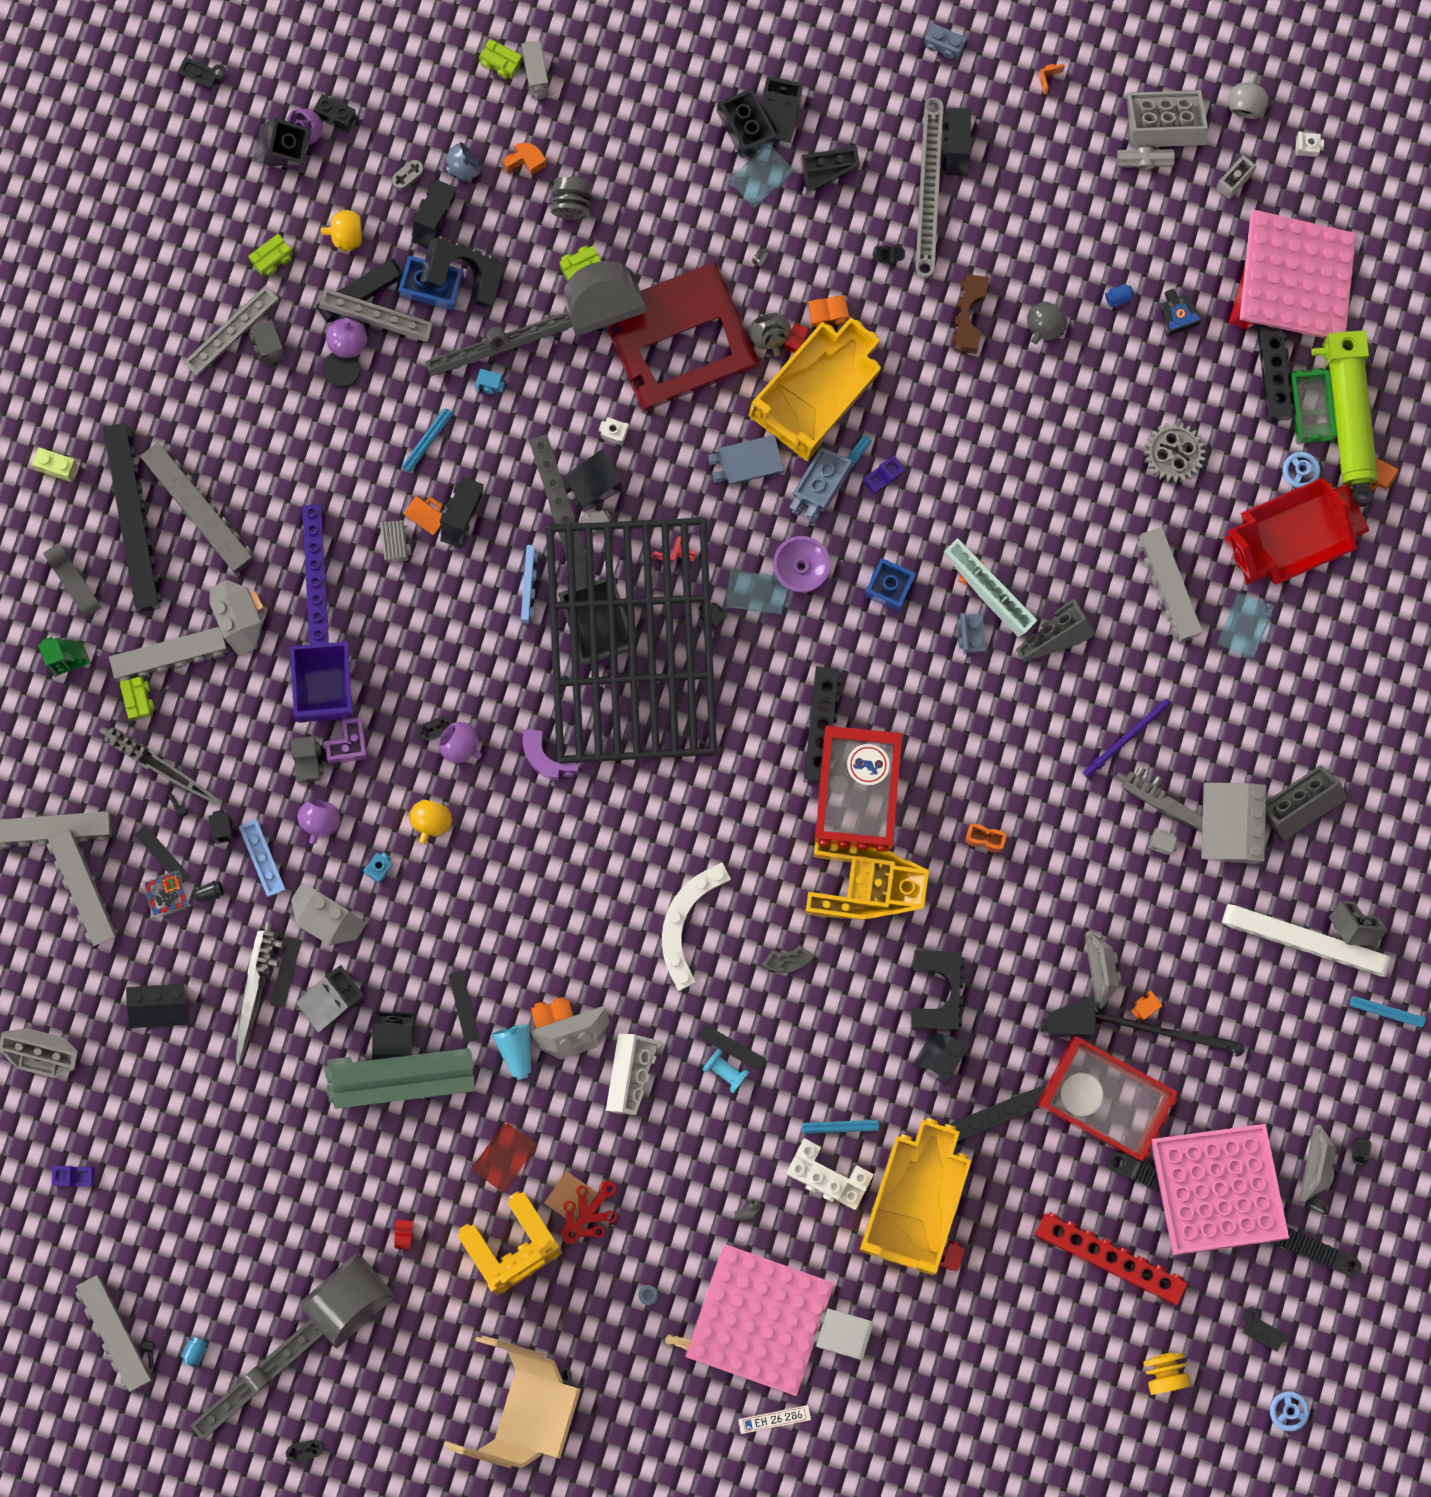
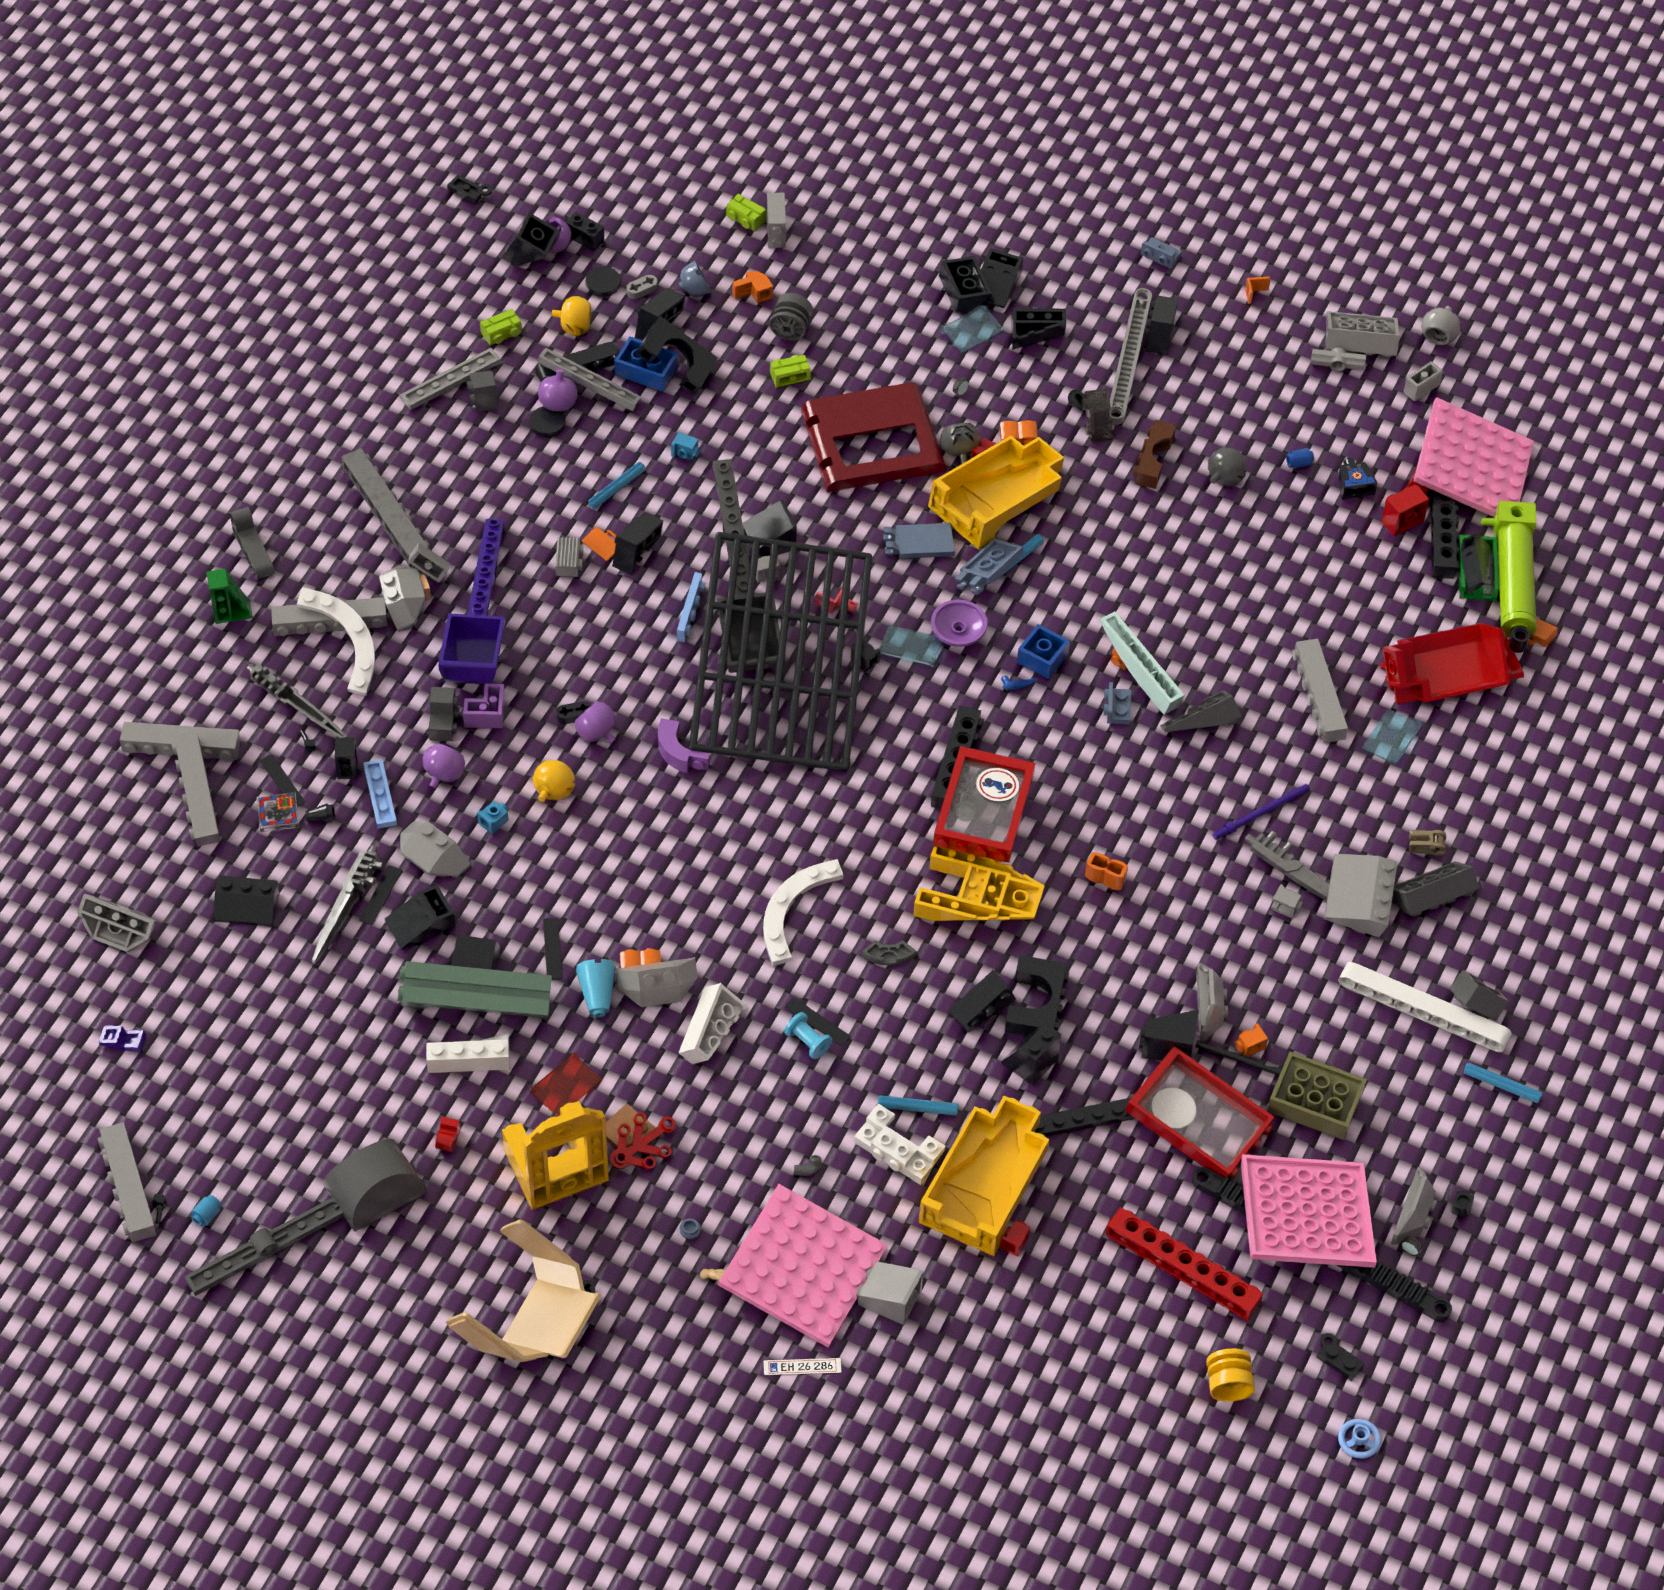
camera: 10 degrees right, 25 degrees down
(54, 464) = (259, 455): yellowish green brick -> none
(131, 517) = (321, 507): black brick -> none
(136, 698) = (289, 647): lime brick -> none
(199, 671) = (355, 628): none -> white plate
(256, 578) = (428, 562): none -> light grey brick
(303, 1446) = (298, 1321): black beam -> none
(365, 174) = (603, 281): none -> black tile
(416, 1138) = (469, 1055): none -> white wedge
(594, 299) = (794, 385): dark grey plate -> none
(617, 436) = (797, 499): white brick -> none
(861, 626) = (1018, 684): none -> blue bar
(883, 474) = (1053, 568): dark purple slope -> none
(886, 1007) = (982, 1002): none -> black wedge
(907, 277) = (1098, 419): none -> clear smoke brick
(1166, 467) = (1338, 586): light grey gear -> none
(1215, 1059) = (1316, 1095): none -> olive slope
(1233, 349) = (1405, 510): none -> red brick
(1298, 753) = (1427, 842): none -> dark tan piece
(1302, 463) = (1462, 614): light blue piece -> none
(1303, 148) = (1495, 368): white brick -> none
(1310, 402) = (1475, 560): none -> black slope

